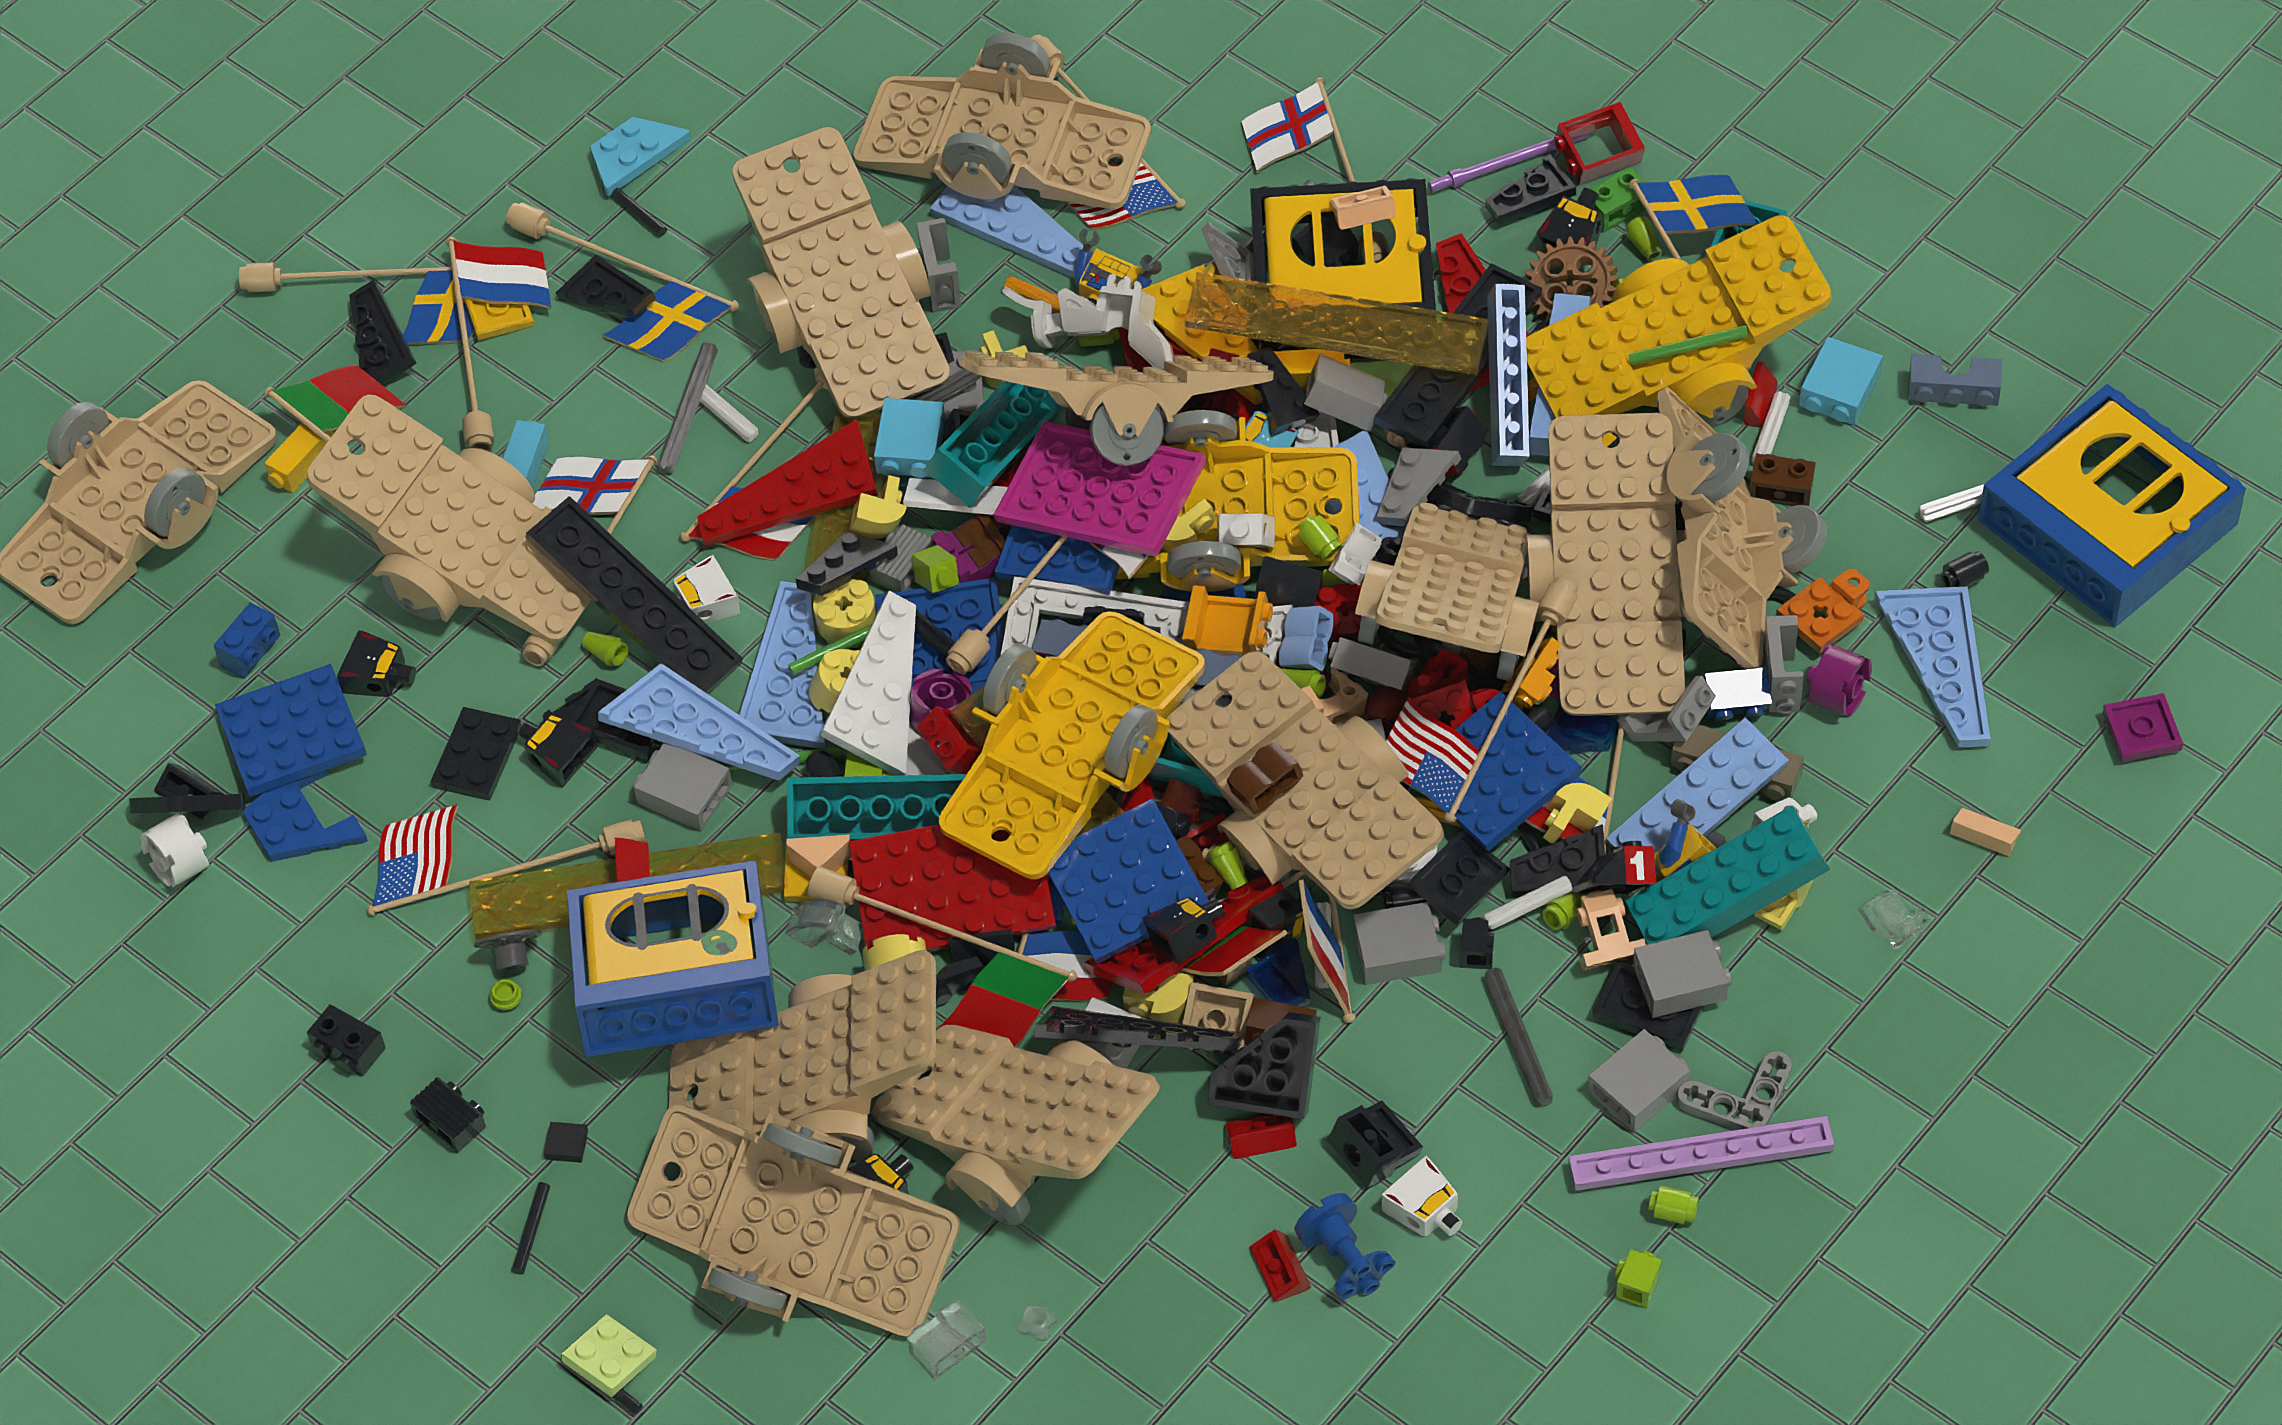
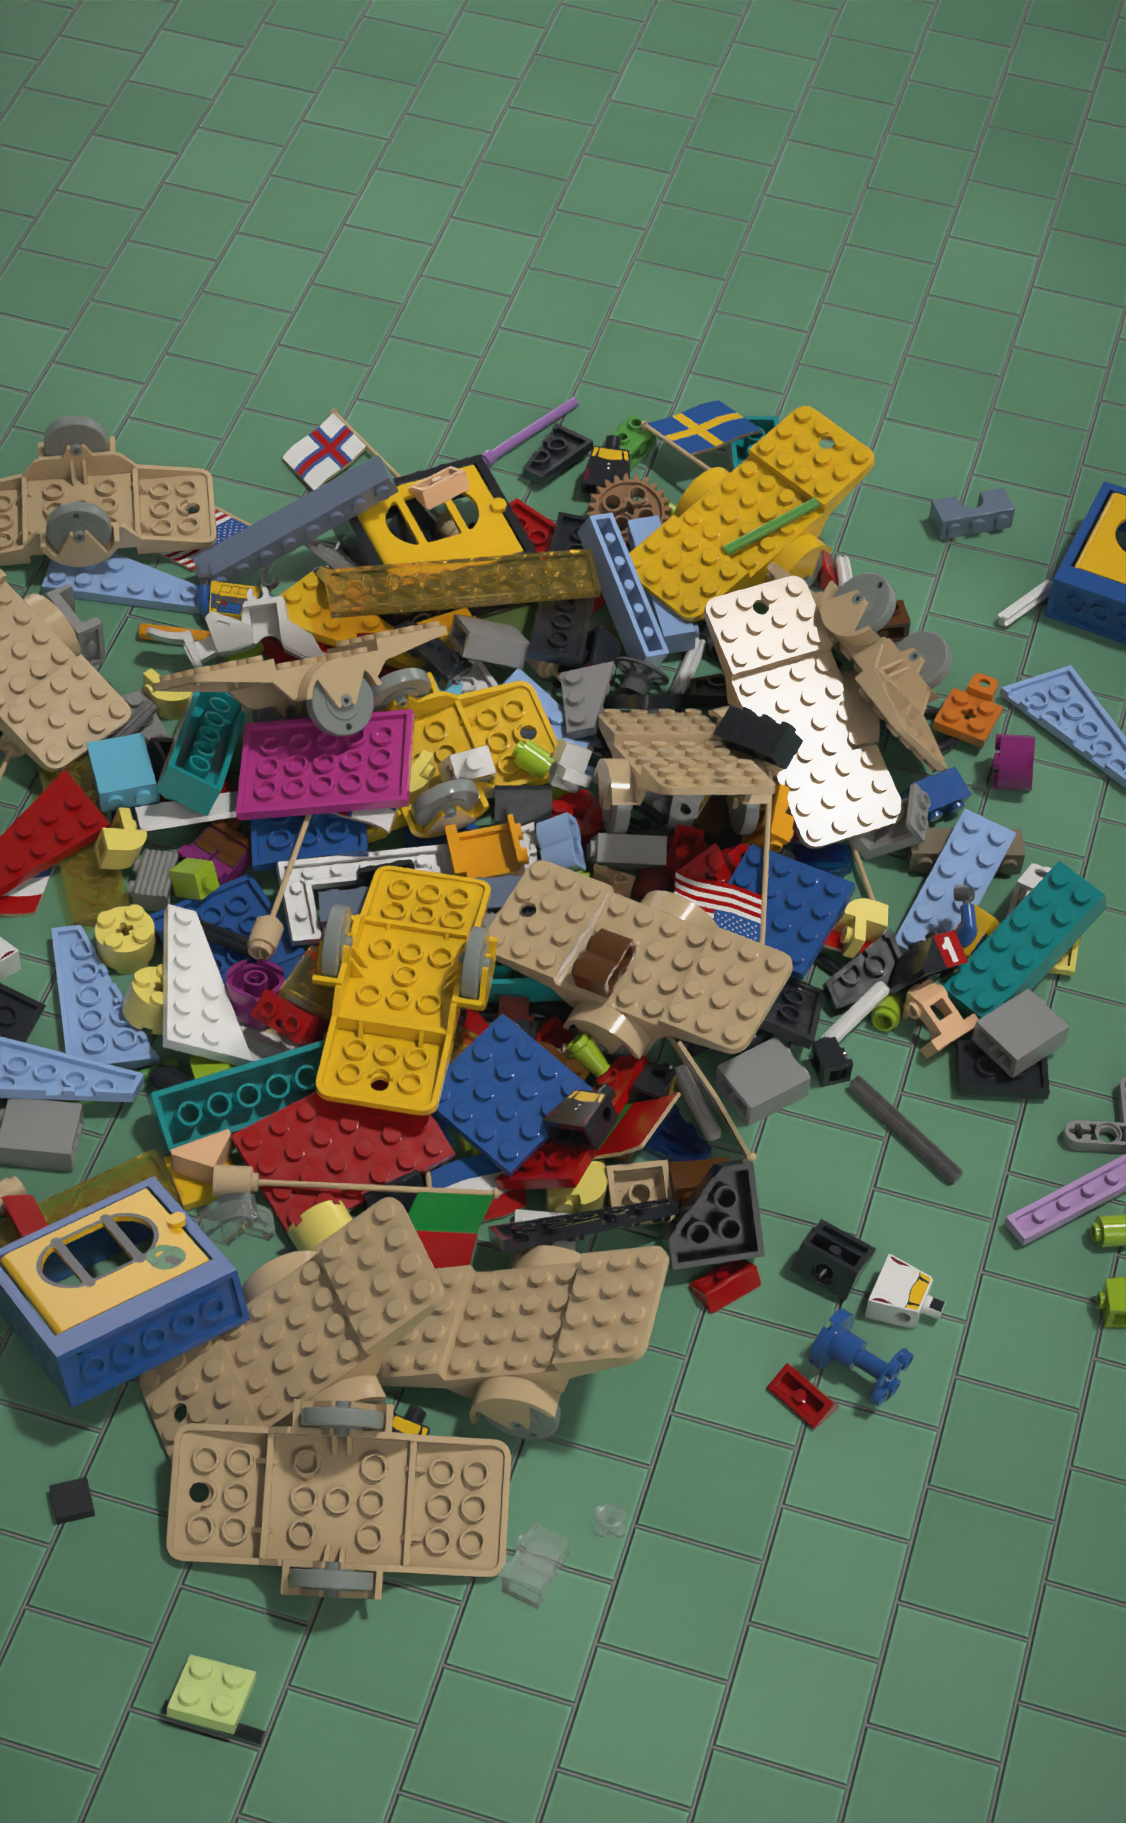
camera: 30 degrees left, 5 degrees down
(531, 1228) = (73, 1596): black bar -> none
(816, 657) = (127, 975): bright green bar -> none
(842, 560) = (109, 891): black wing -> none
(1201, 209) = (298, 522): none -> sand blue brick
(1486, 475) = (638, 680): none -> dark grey wheel
(1543, 581) = (758, 736): none -> black brick
(1624, 131) = (601, 383): red window -> none
(1639, 1080) = (1028, 1134): light grey brick -> none
(1643, 236) = (665, 466): lime cone -> none
(1780, 646) = (976, 774): light grey panel -> none
(1841, 381) = (883, 536): medium azure brick -> none
(1965, 570) = (1061, 653): black brick -> none

